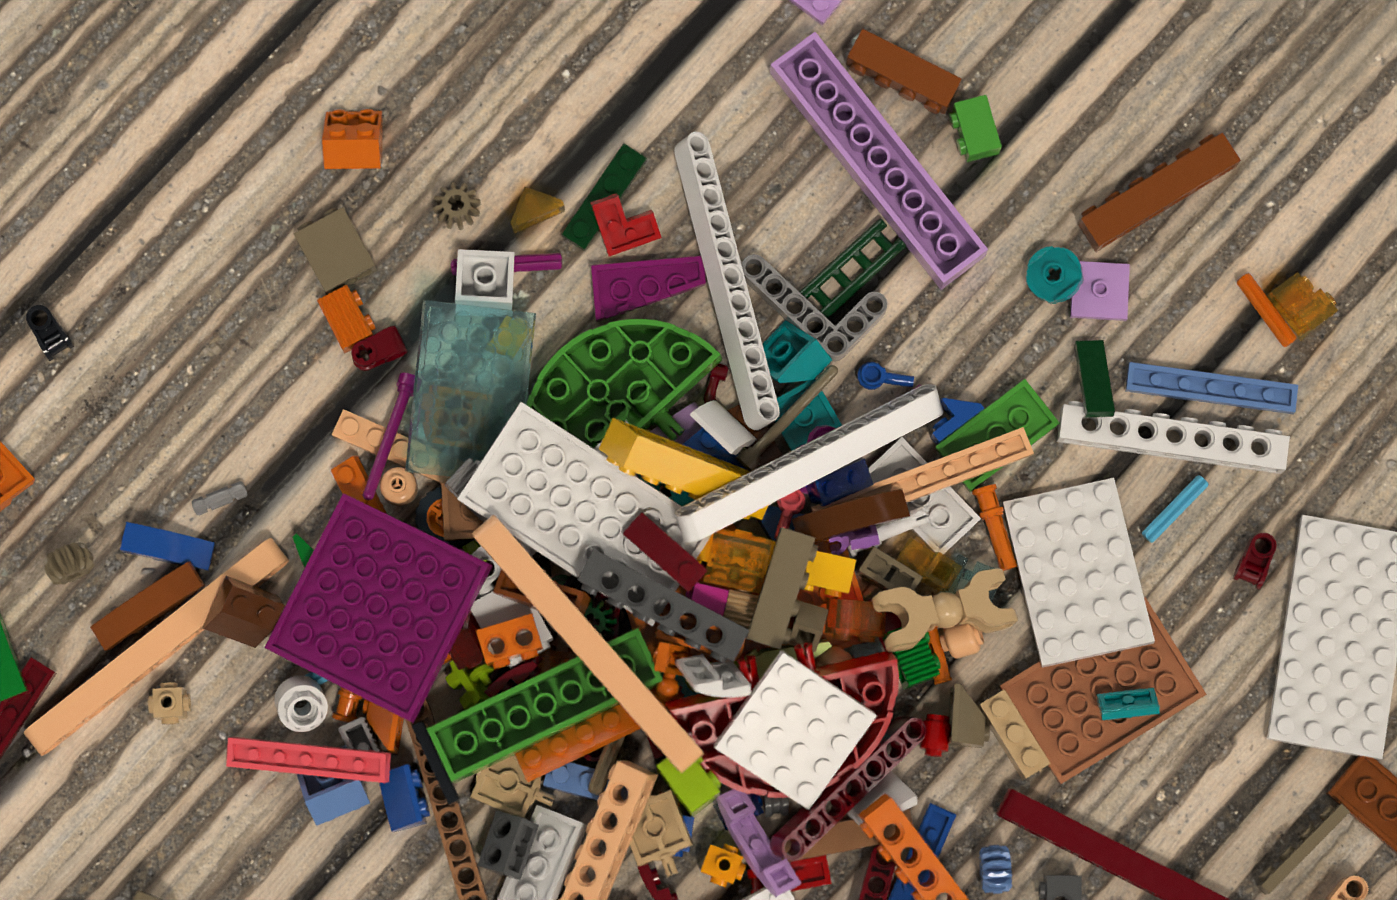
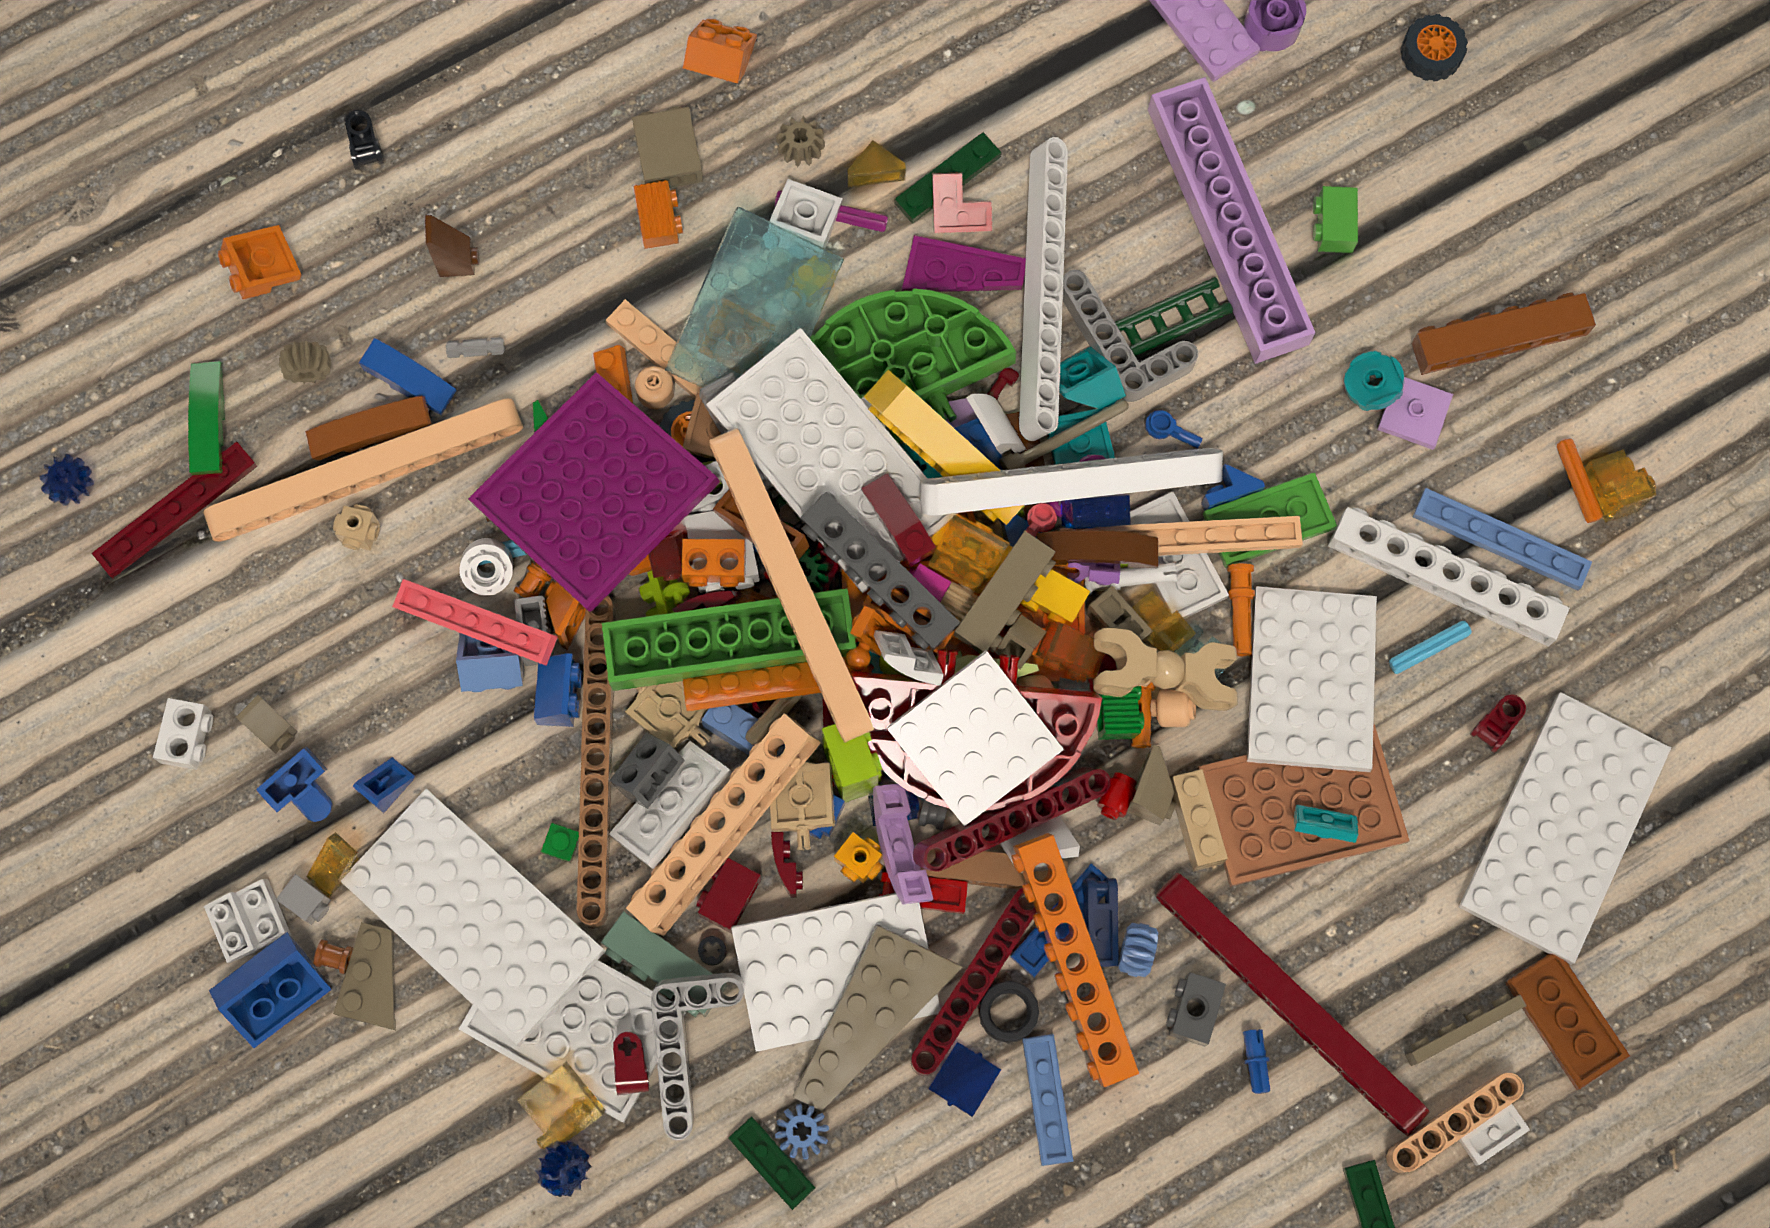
camera: 15 degrees right, 5 degrees down
(168, 415) = (450, 249): none -> reddish brown slope
(243, 612) = (458, 460): reddish brown slope -> none
(381, 347) = (681, 252): dark red piece -> none
(405, 388) = (660, 337): magenta piece -> none
(436, 763) = (600, 667): black tile -> none
(903, 71) = (1280, 145): dark orange brick -> none
(955, 852) = (1102, 919): none -> dark blue plate
(1094, 378) = (1385, 492): dark green tile -> none

